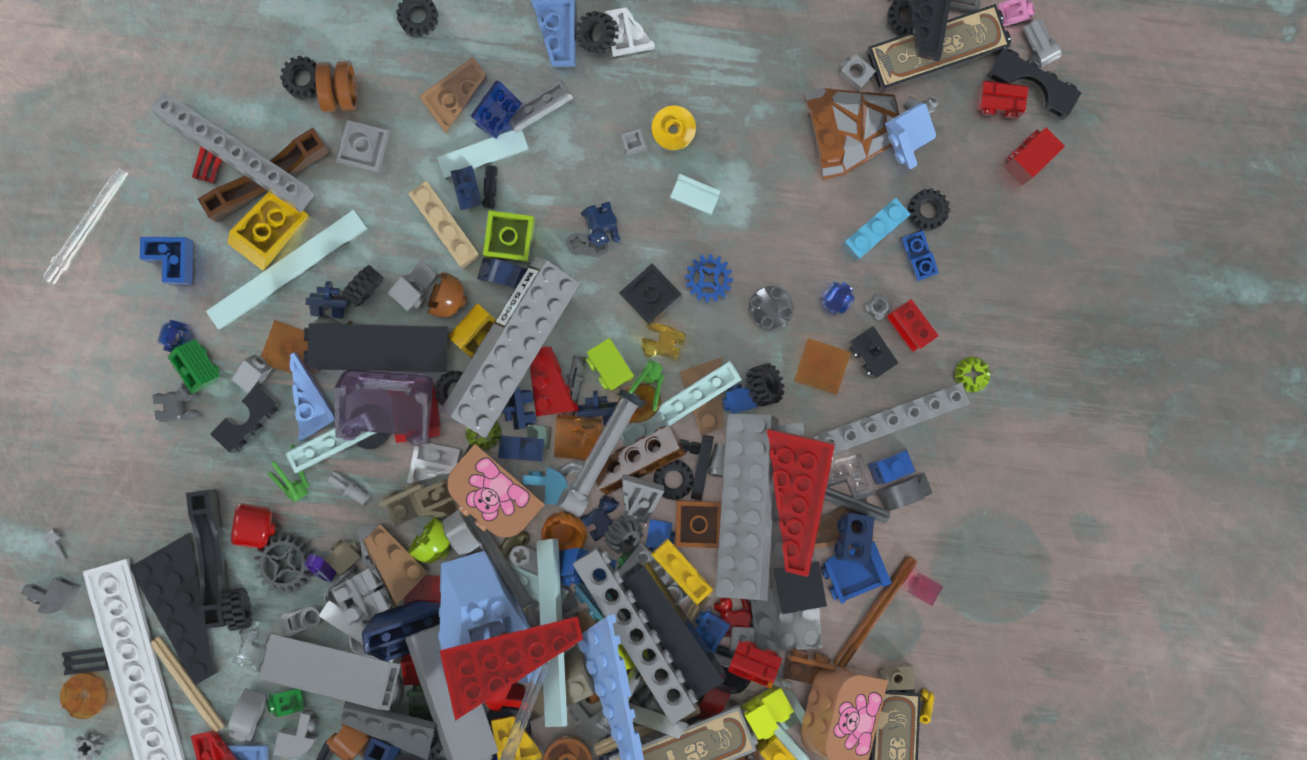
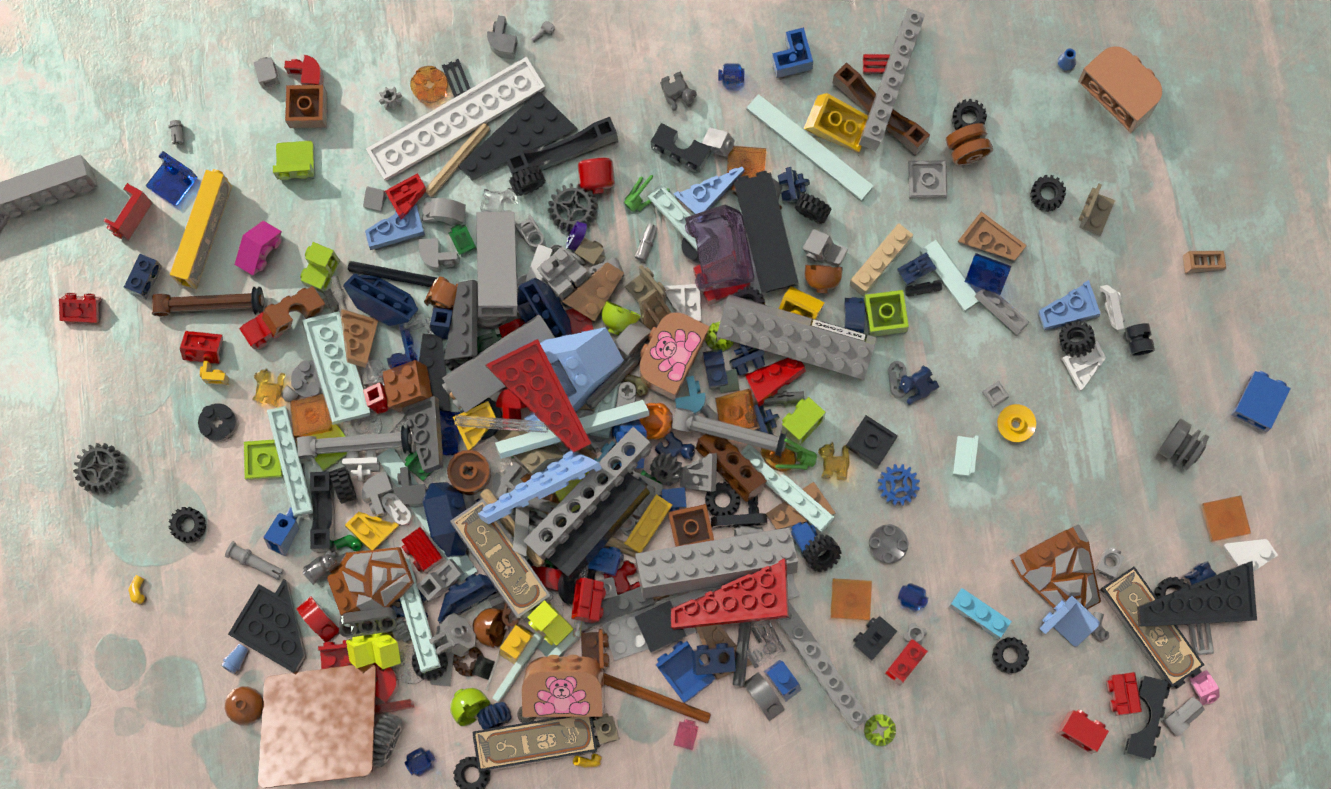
camera: 85 degrees right, 10 degrees down
(194, 366) = (712, 96): green brick -> none
(919, 255) = (969, 658): blue slope -> none

